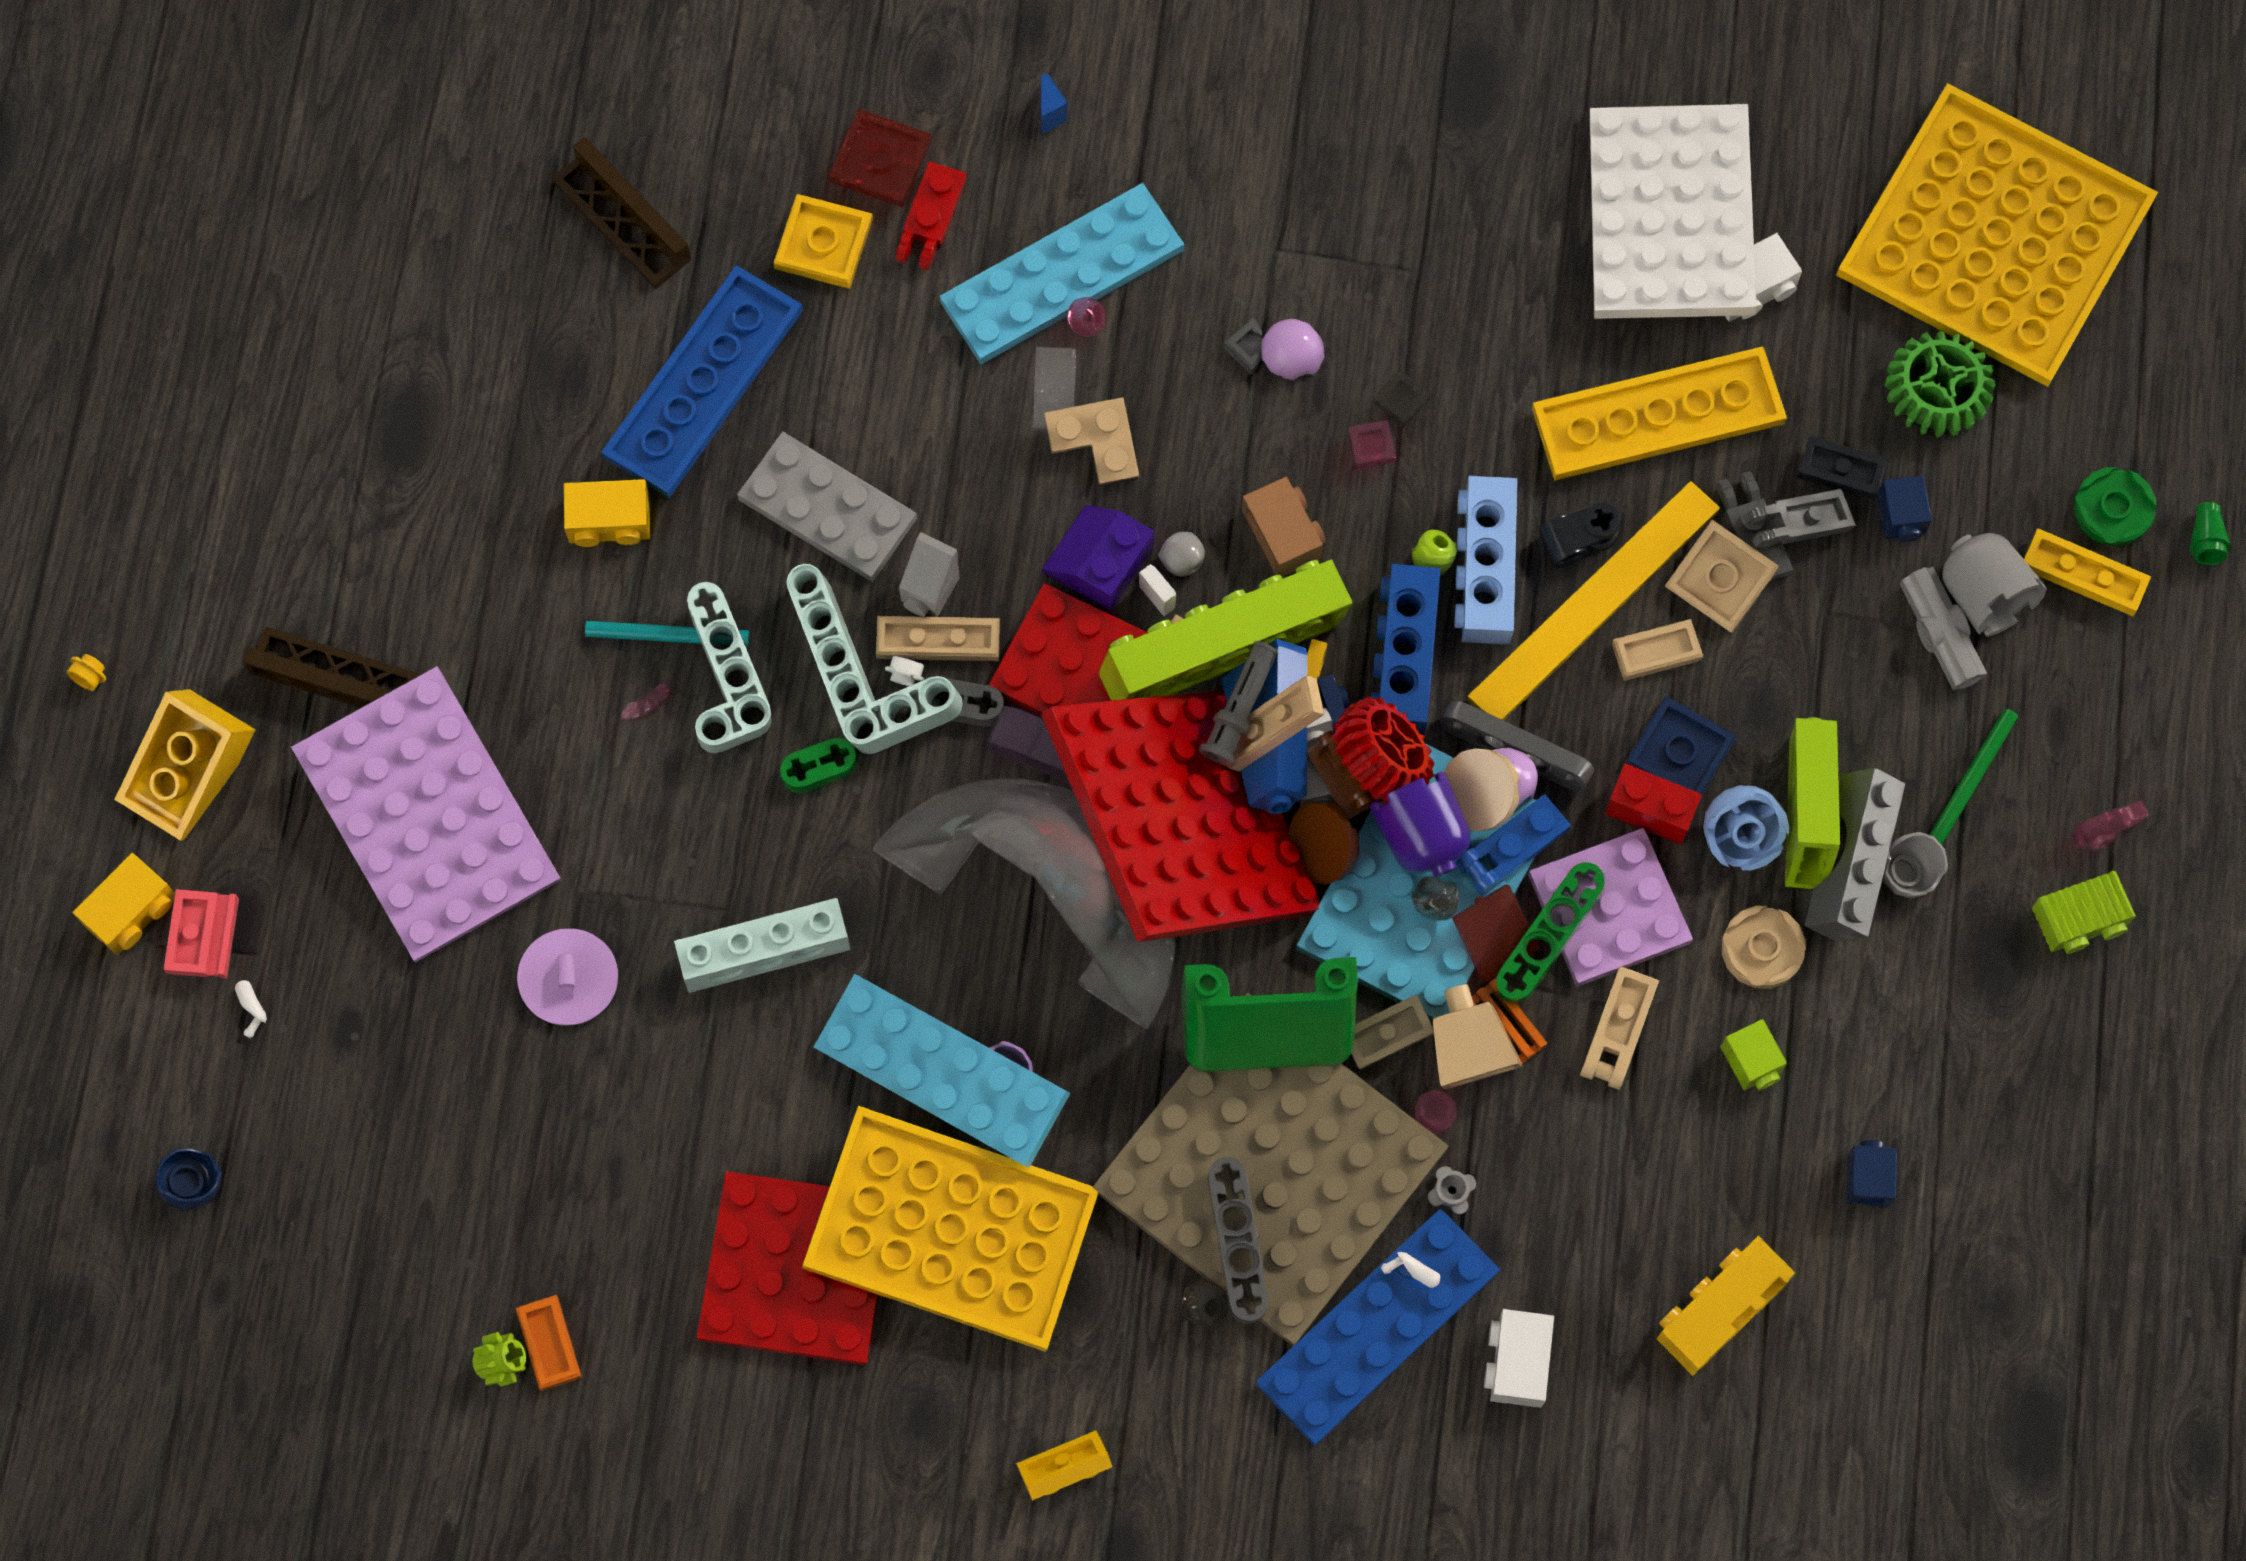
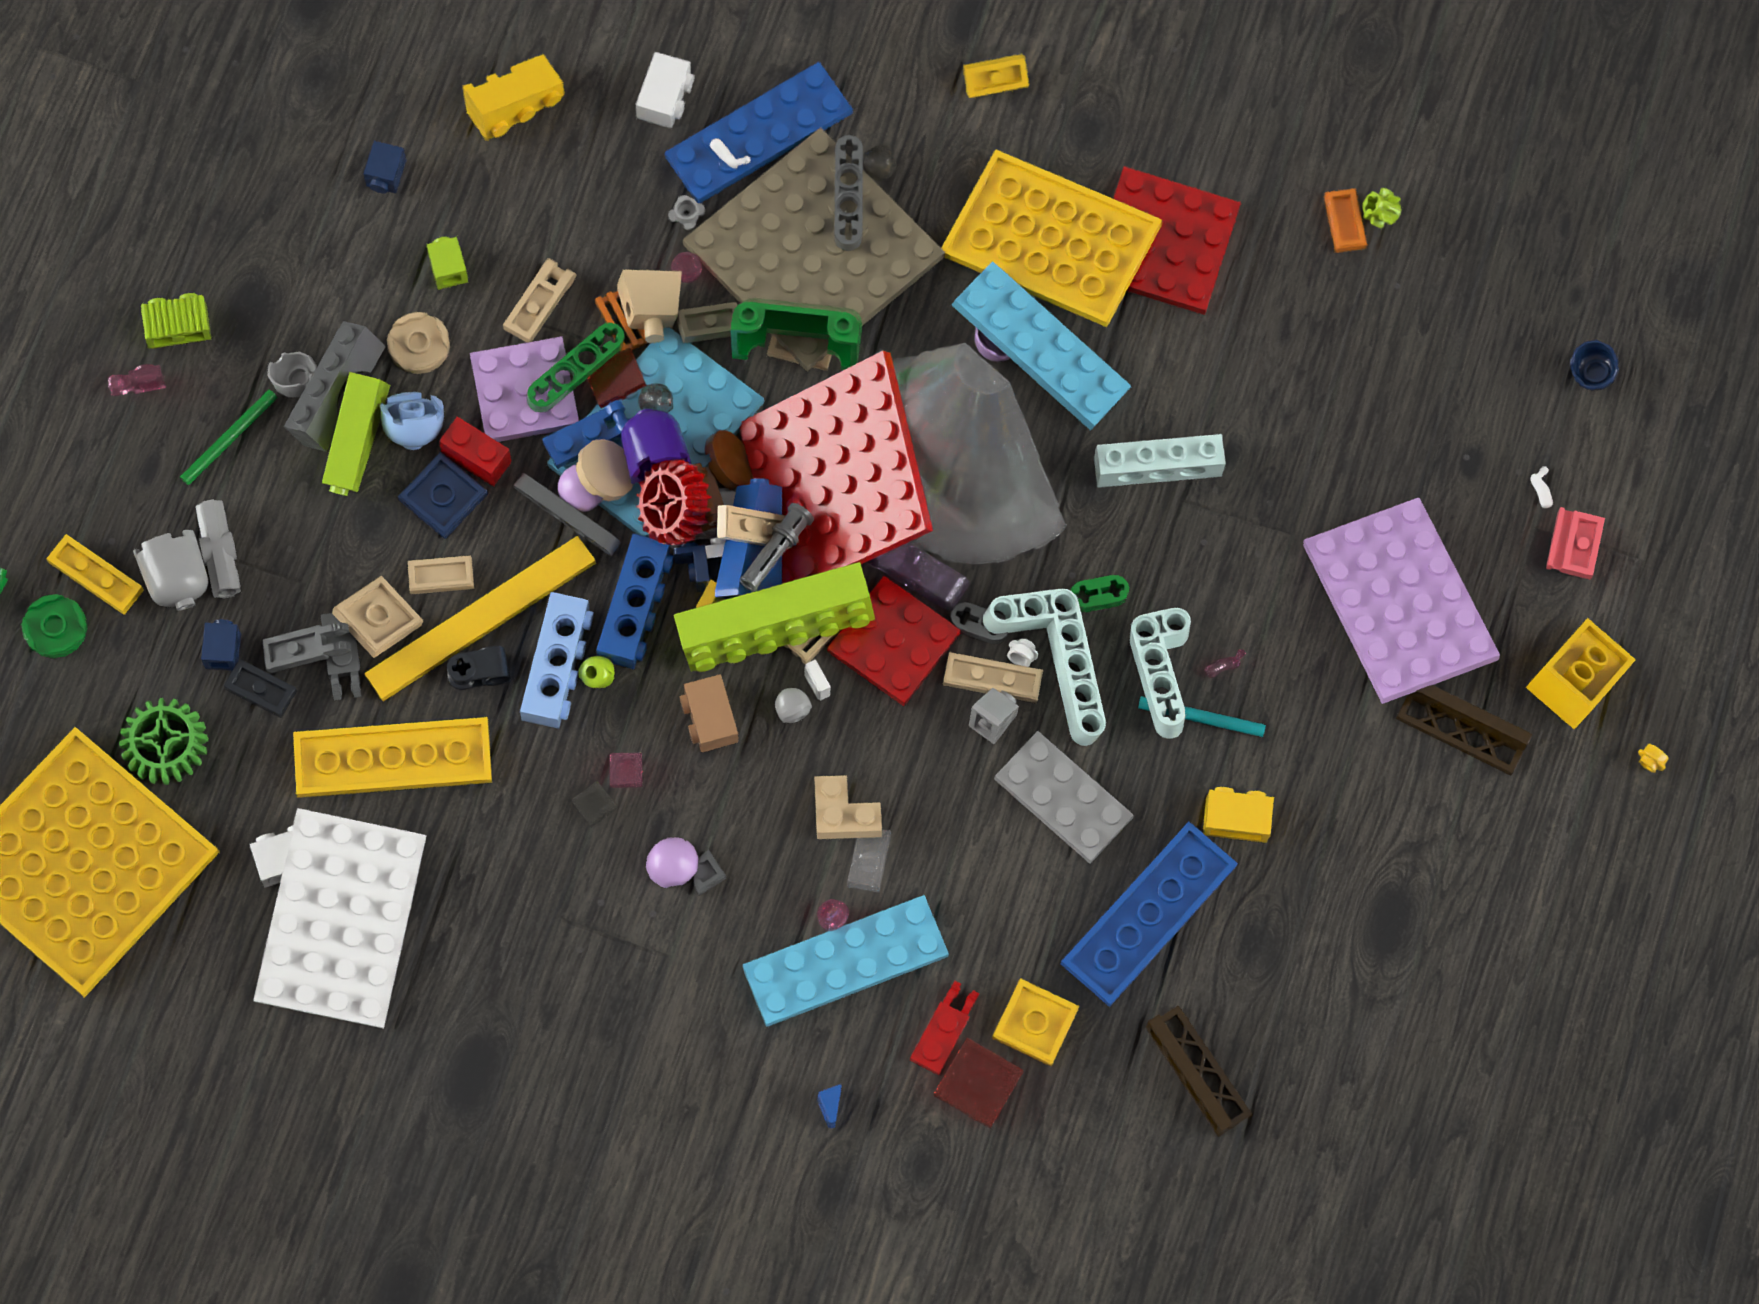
camera: 175 degrees left, 0 degrees up
(125, 904) = (1631, 572): yellow piece -> none
(567, 977) = (1305, 470): lavender shield -> none
(1101, 555) = (857, 716): dark purple slope -> none

